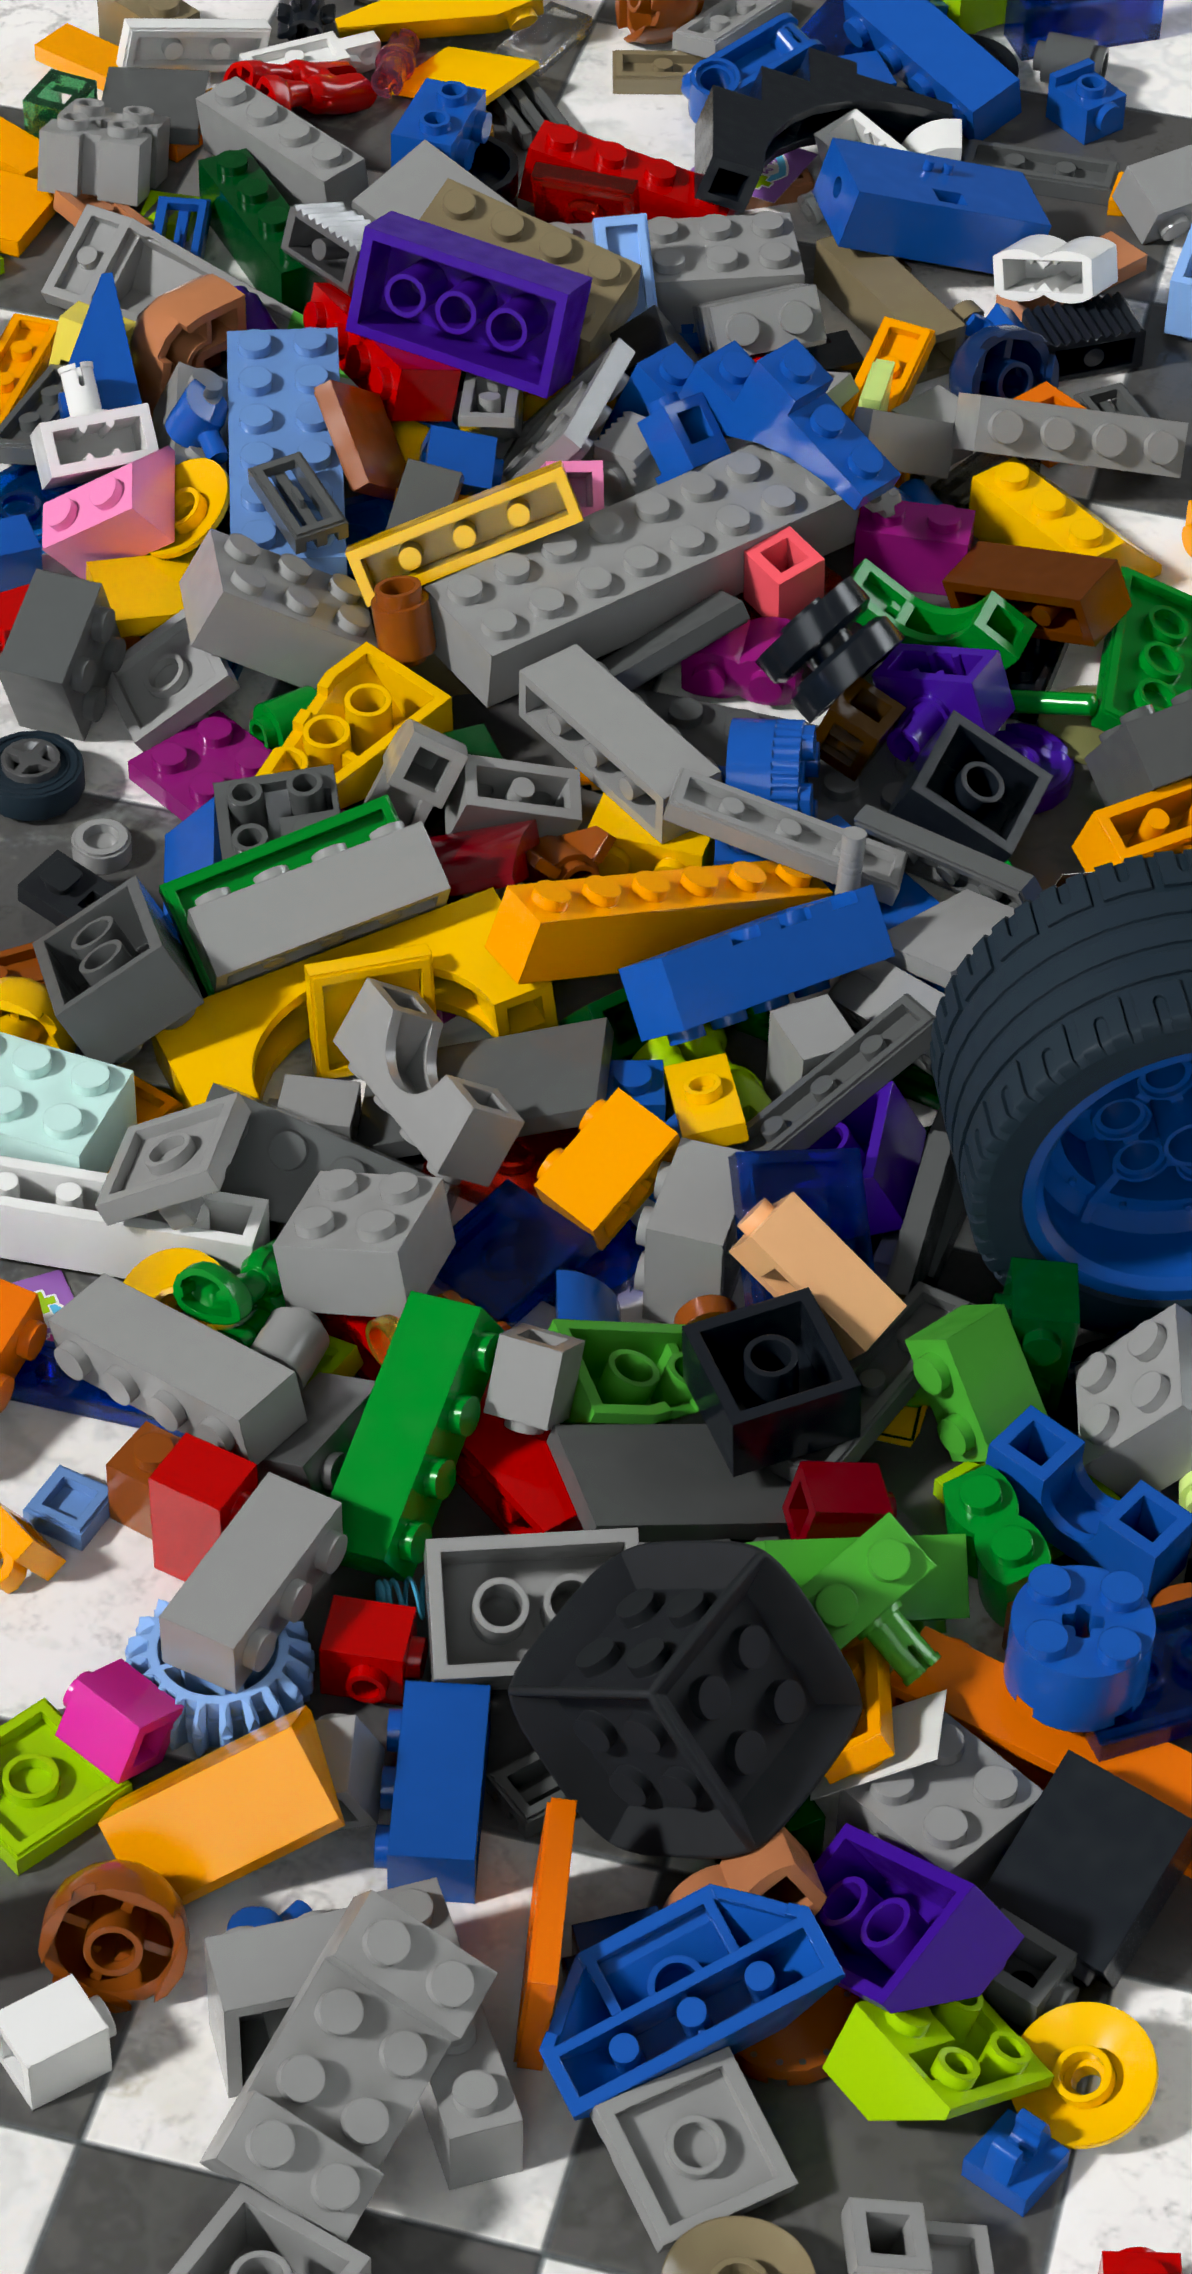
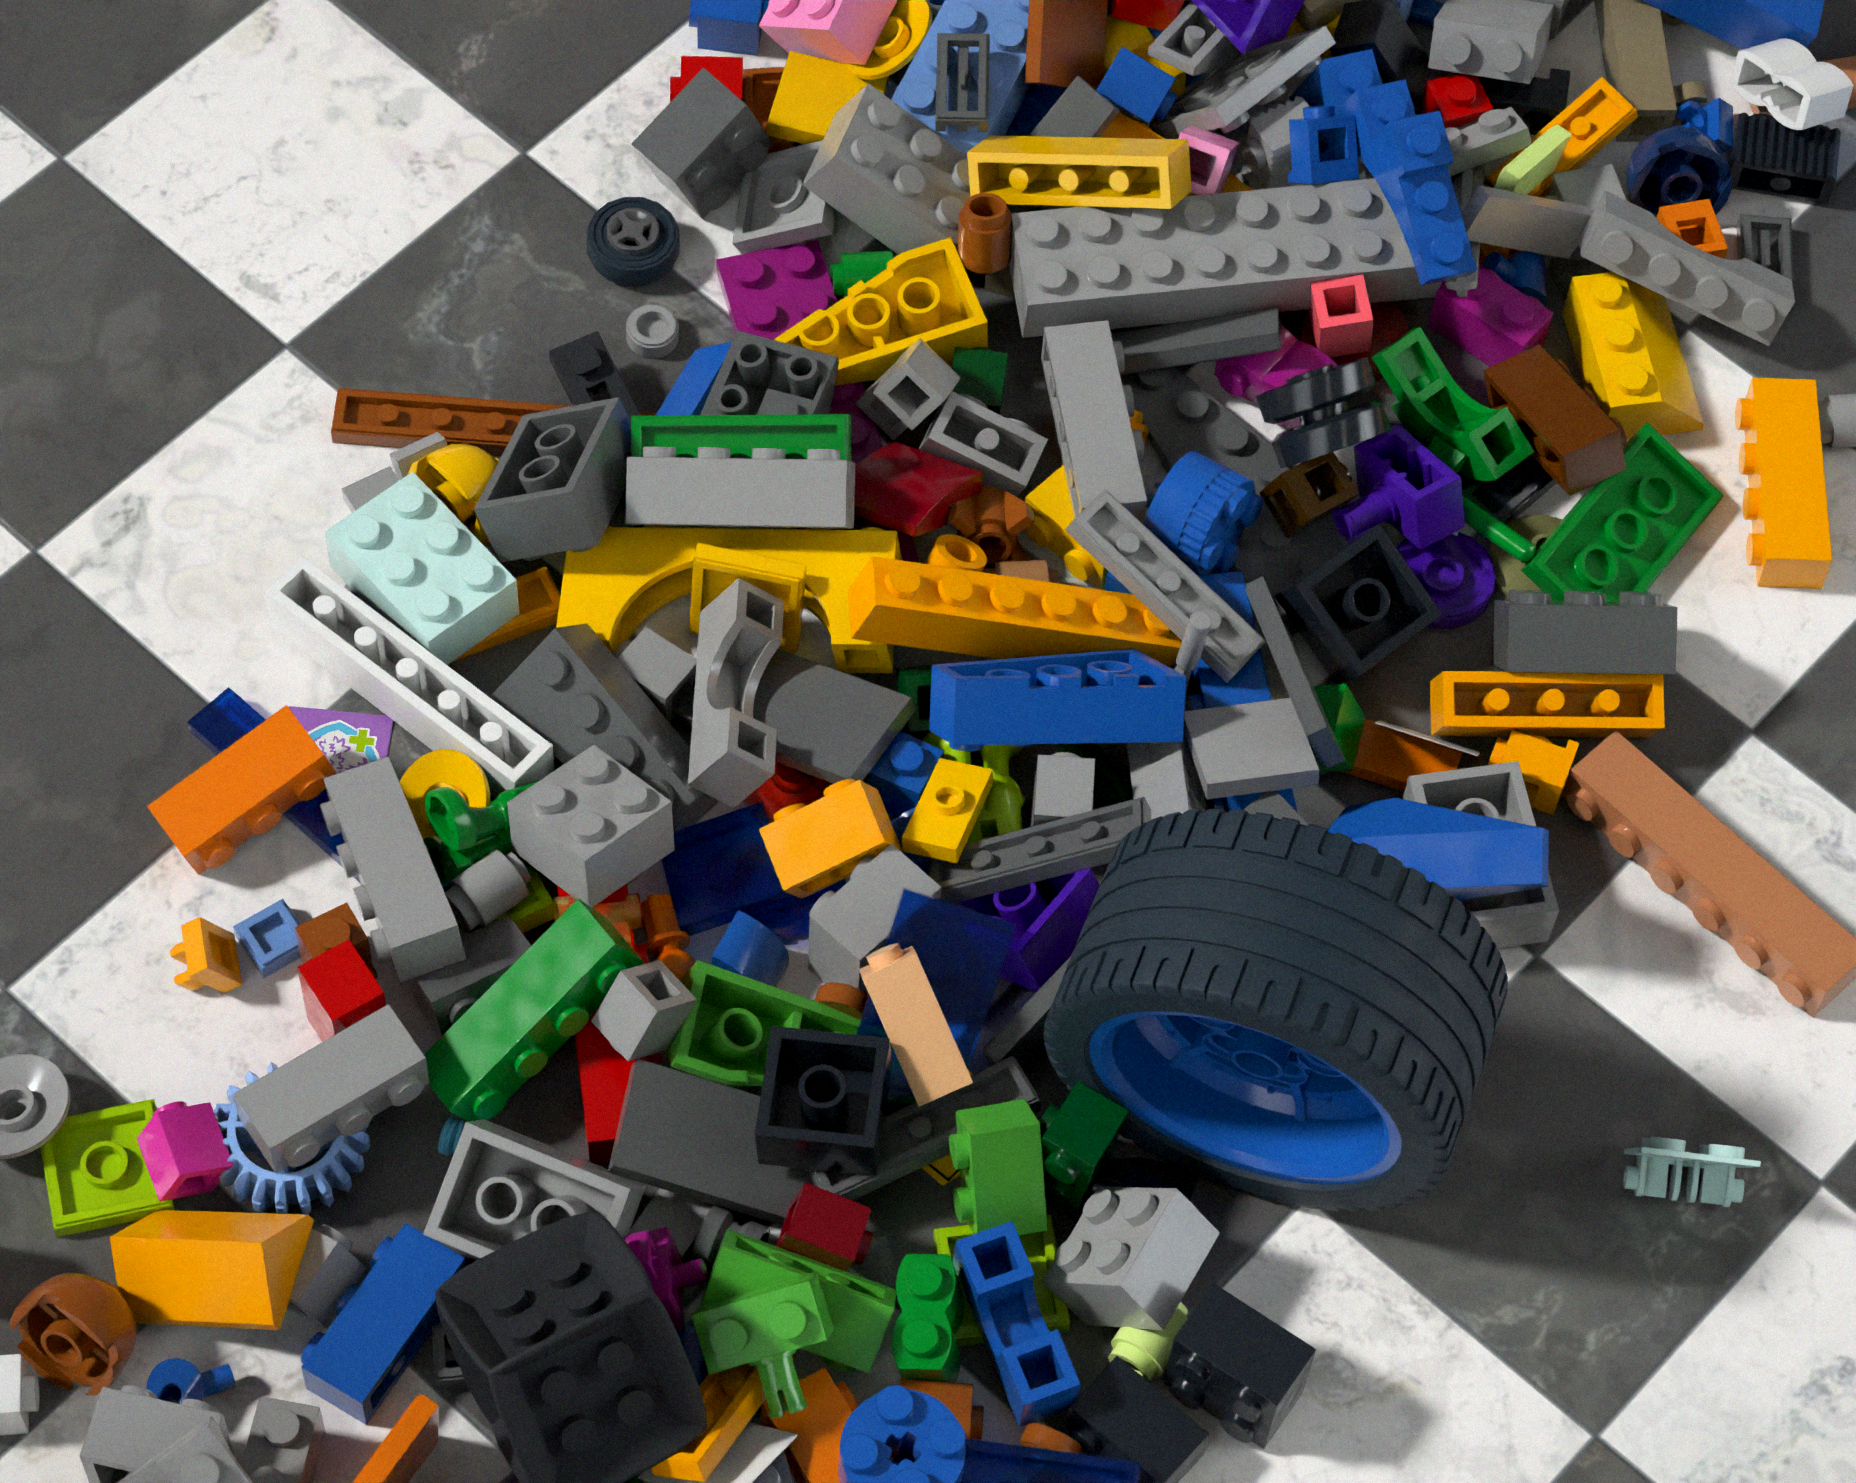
camera: 25 degrees right, 15 degrees up
(173, 1162) = (484, 686): light grey hinge -> none
(370, 1650) = (404, 1175): red brick -> none

